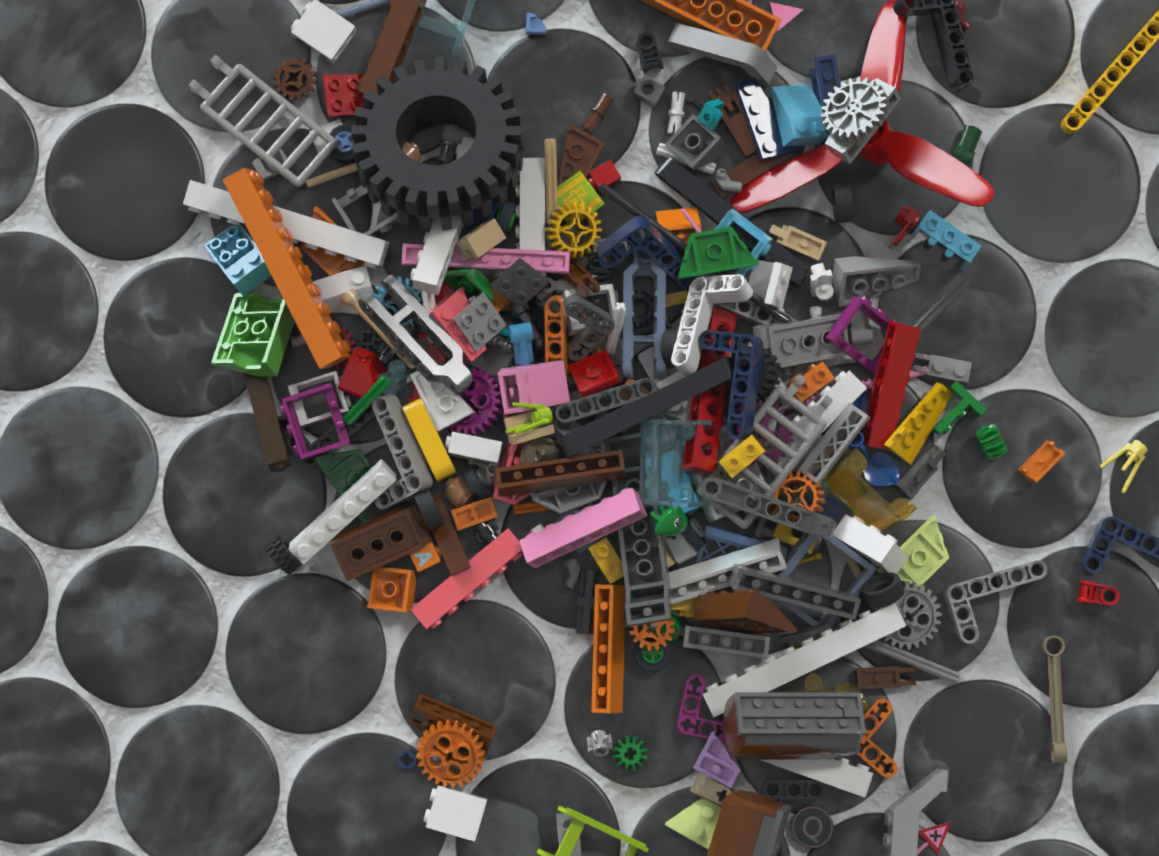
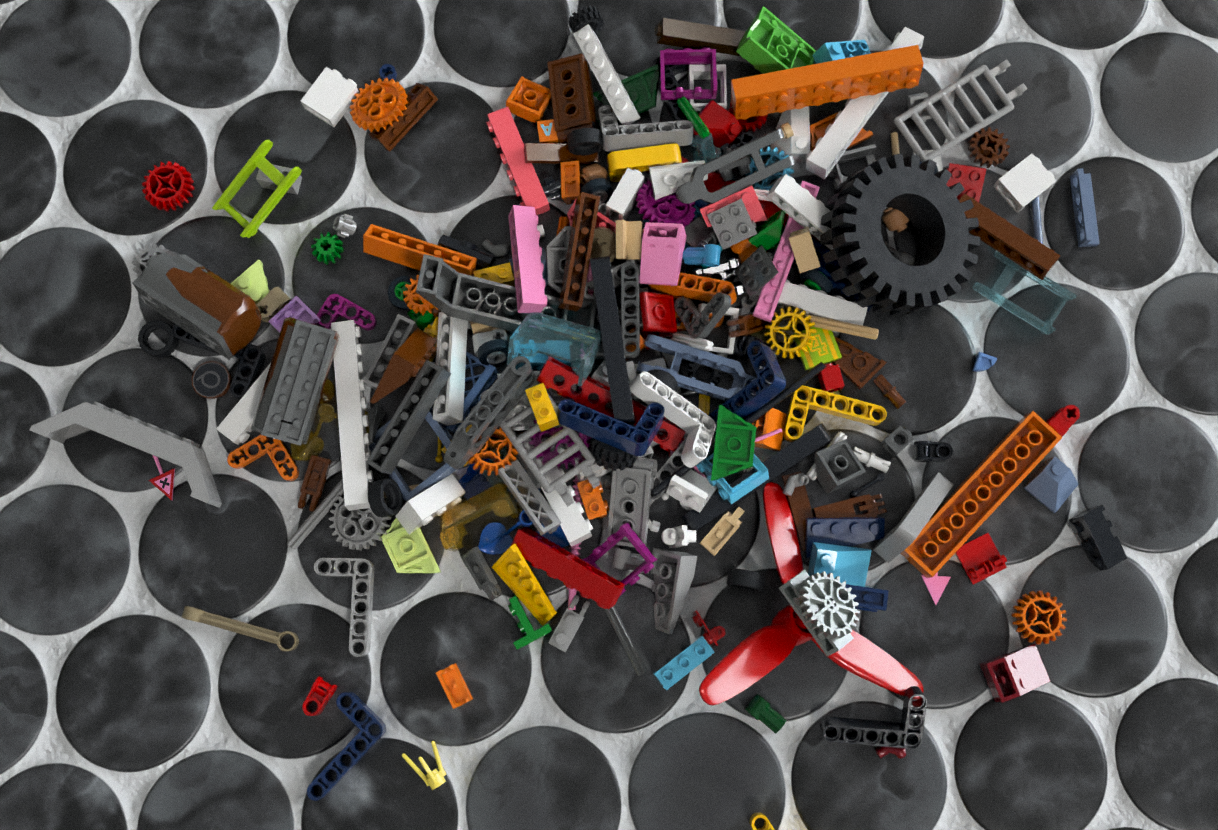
camera: 110 degrees right, 5 degrees down
(539, 417) = (633, 250): lime plant -> none
(635, 171) = (829, 408): none -> yellow beam
(671, 522) = (504, 327): green piece -> none
(711, 114) = (862, 486): teal bracket -> none
(991, 441) = (486, 644): green gear -> none

